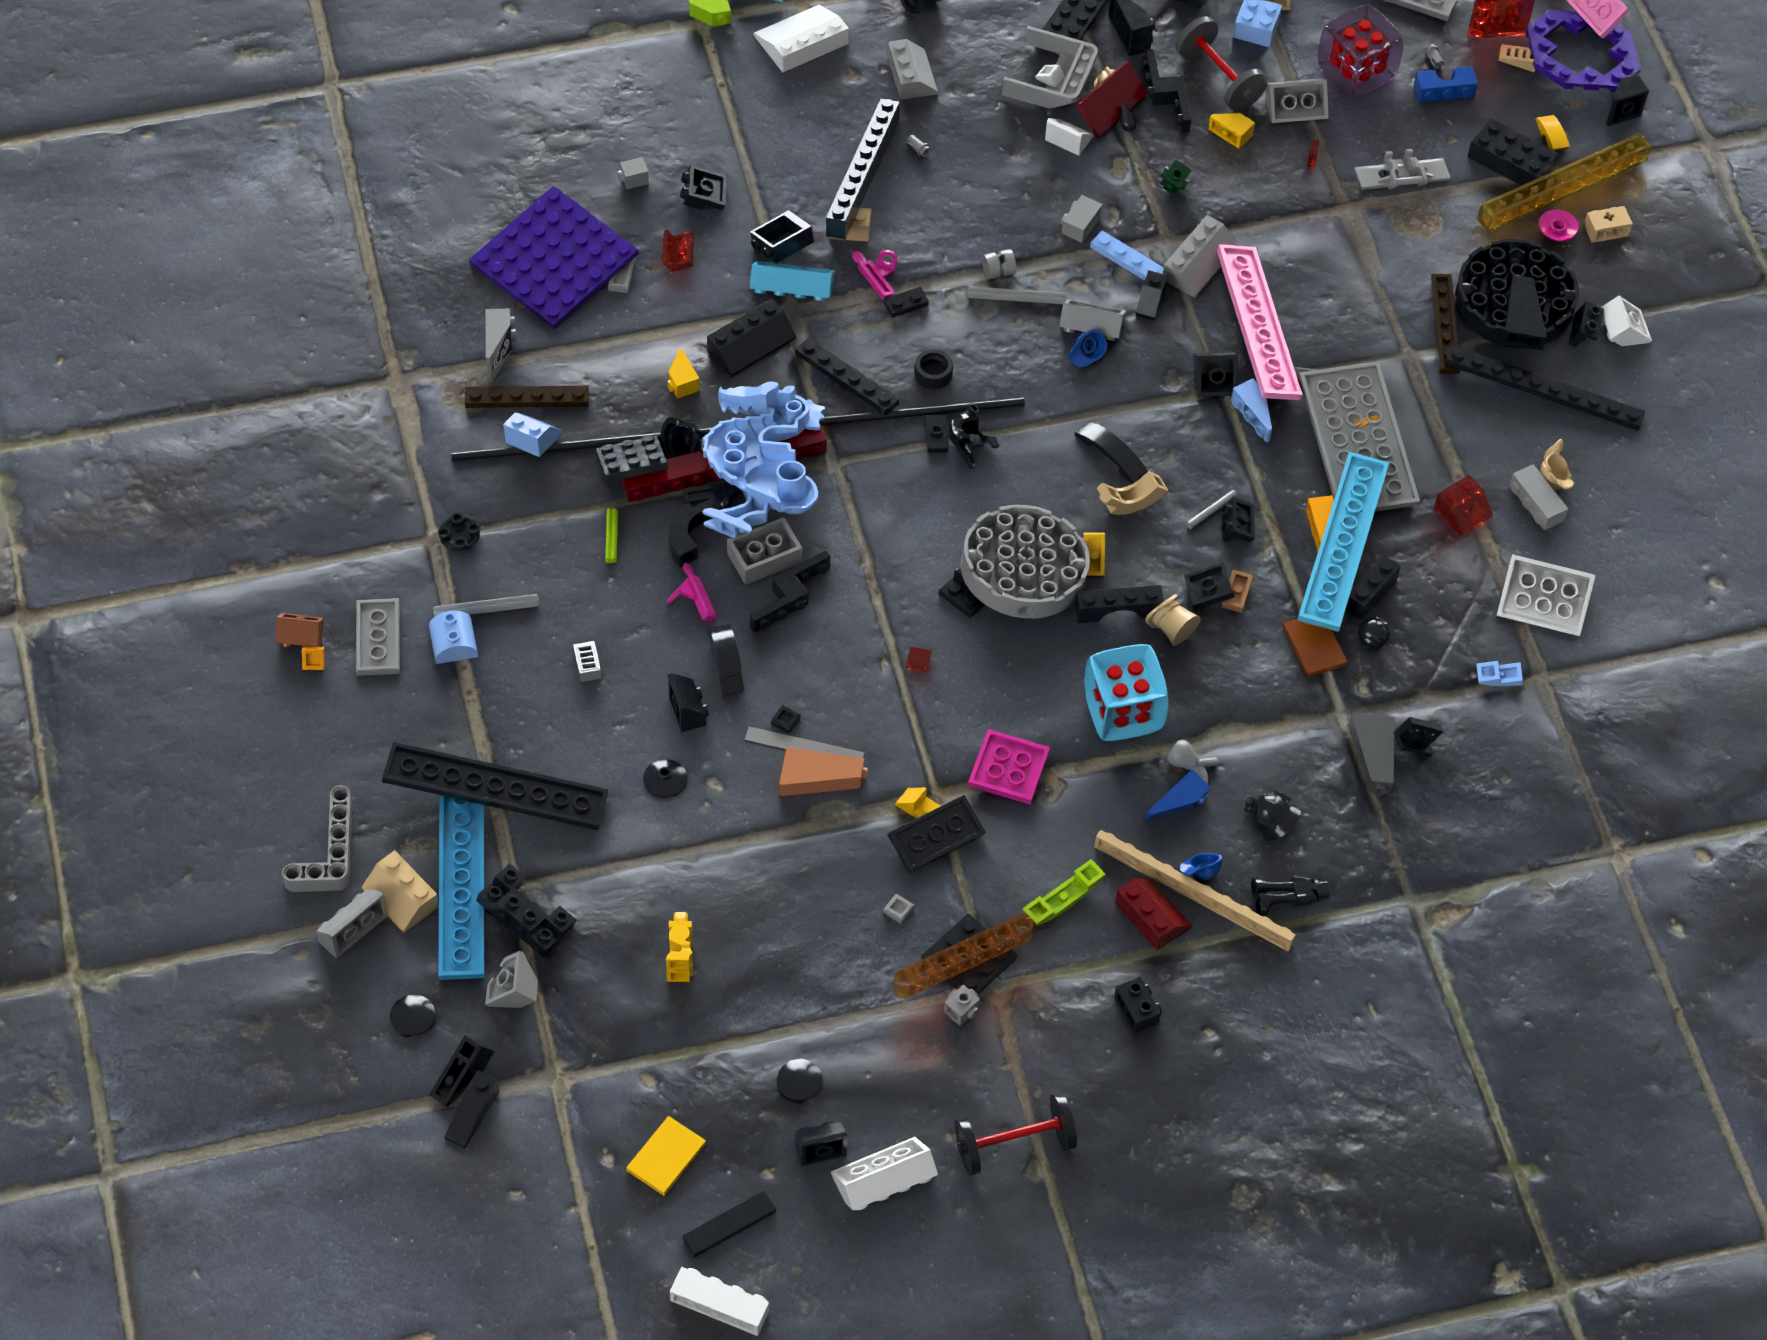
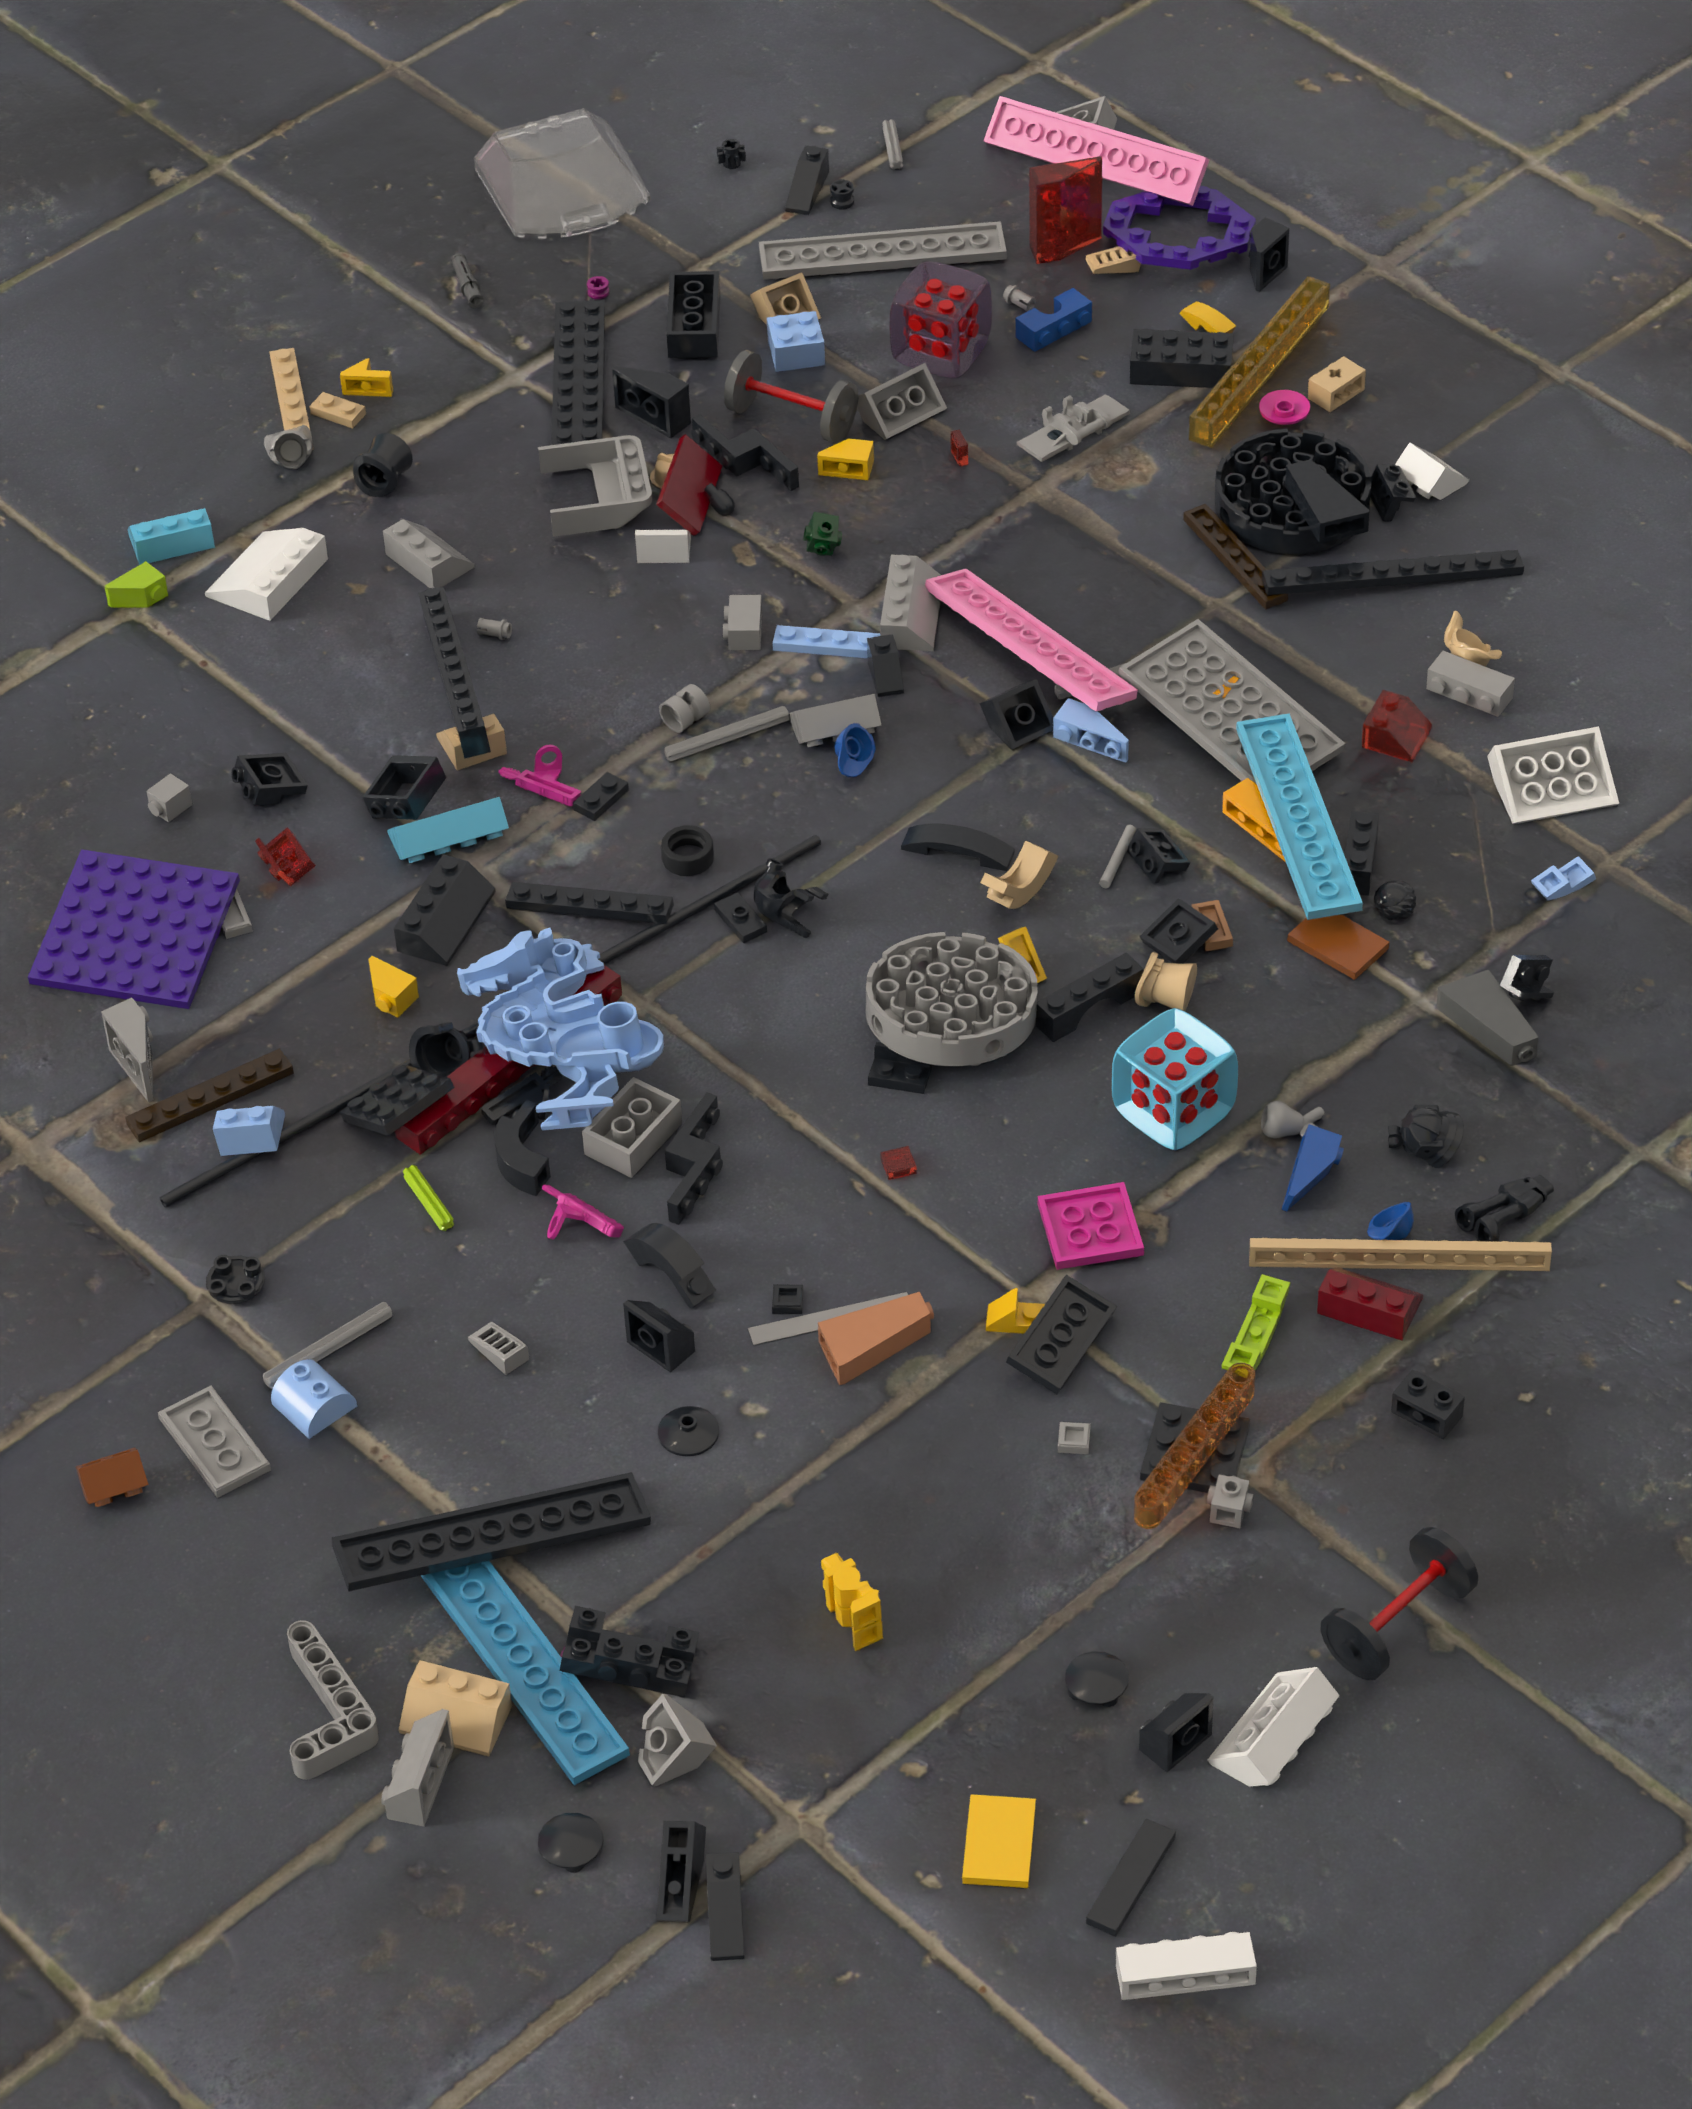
camera: 25 degrees left, 10 degrees down
(313, 658) = (150, 1500): light orange plate -> none
(1051, 75) = (597, 490): white slope -> none

